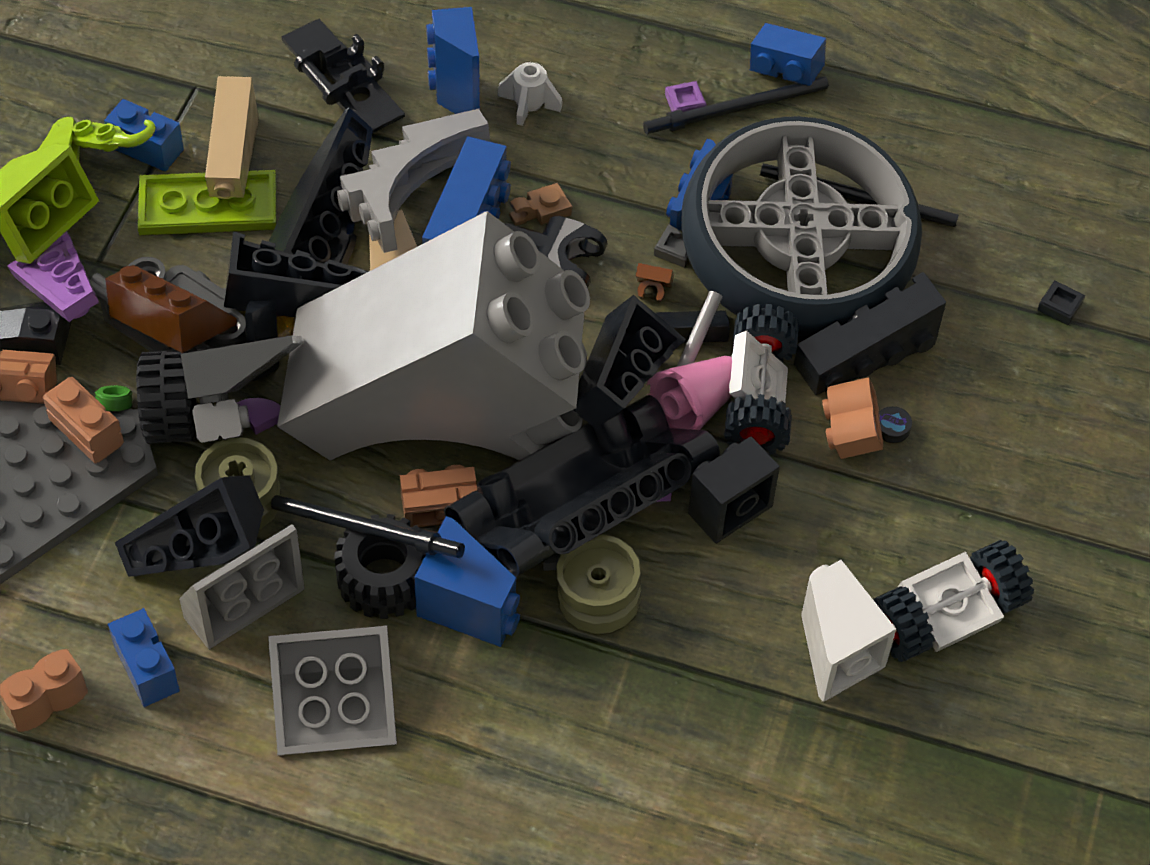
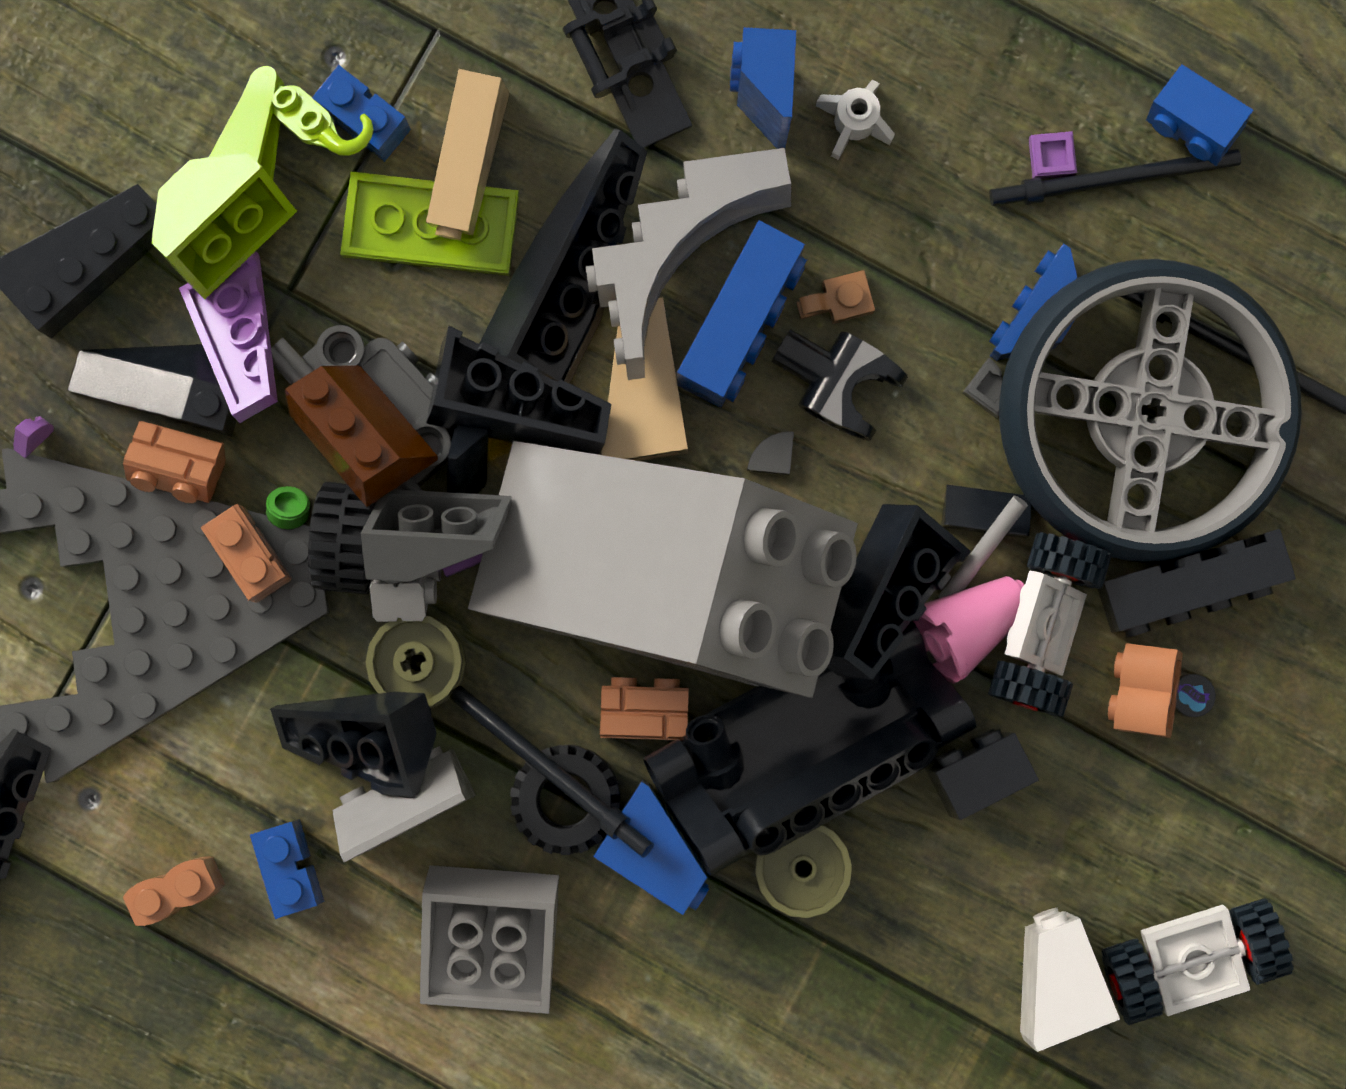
camera: 10 degrees right, 30 degrees up
(654, 277) = (955, 439): dark orange tile -> none

